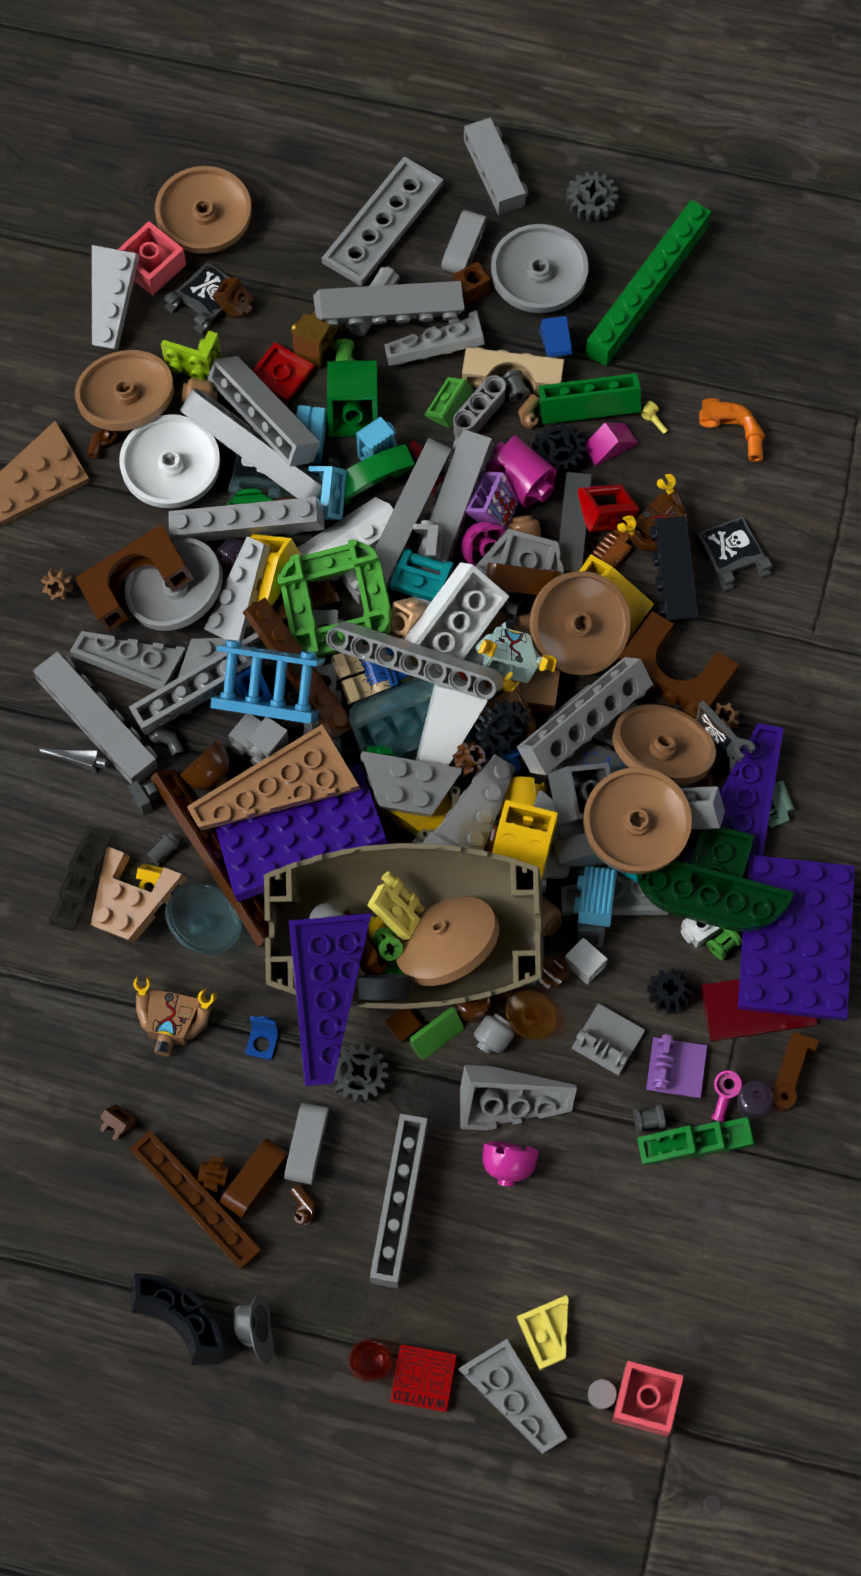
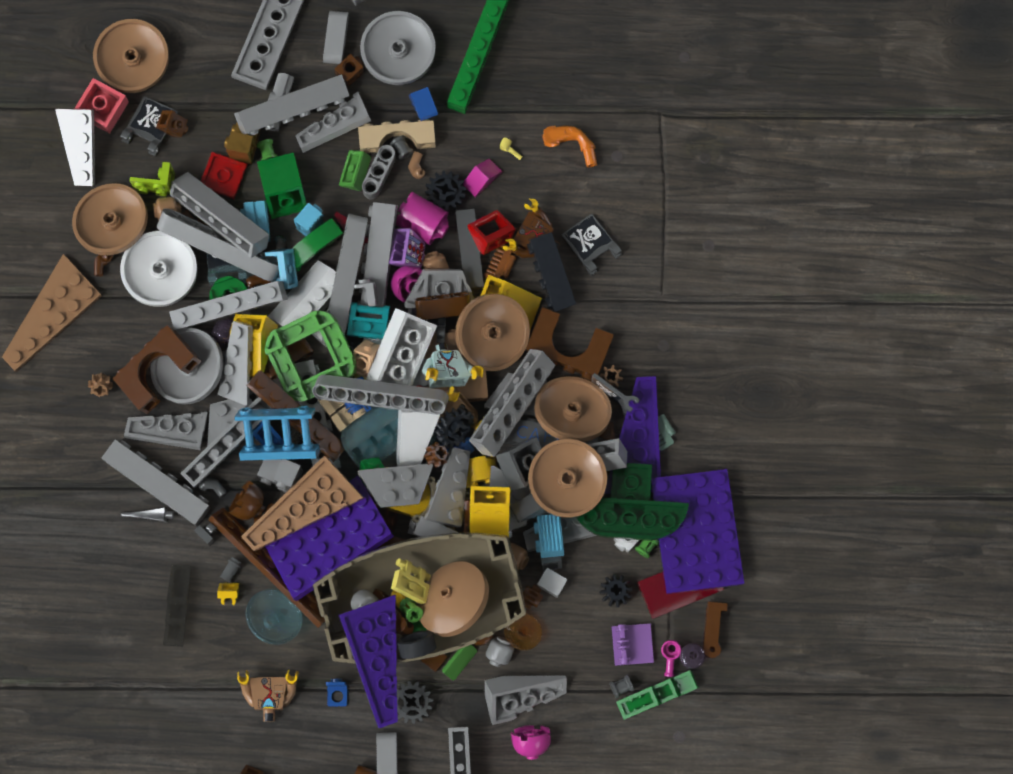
camera: 15 degrees left, 10 degrees up
(126, 908) = (216, 622): medium nougat wing -> none
(590, 398) = (459, 147): green brick -> none
(608, 1039) = (580, 635): light grey hinge -> none

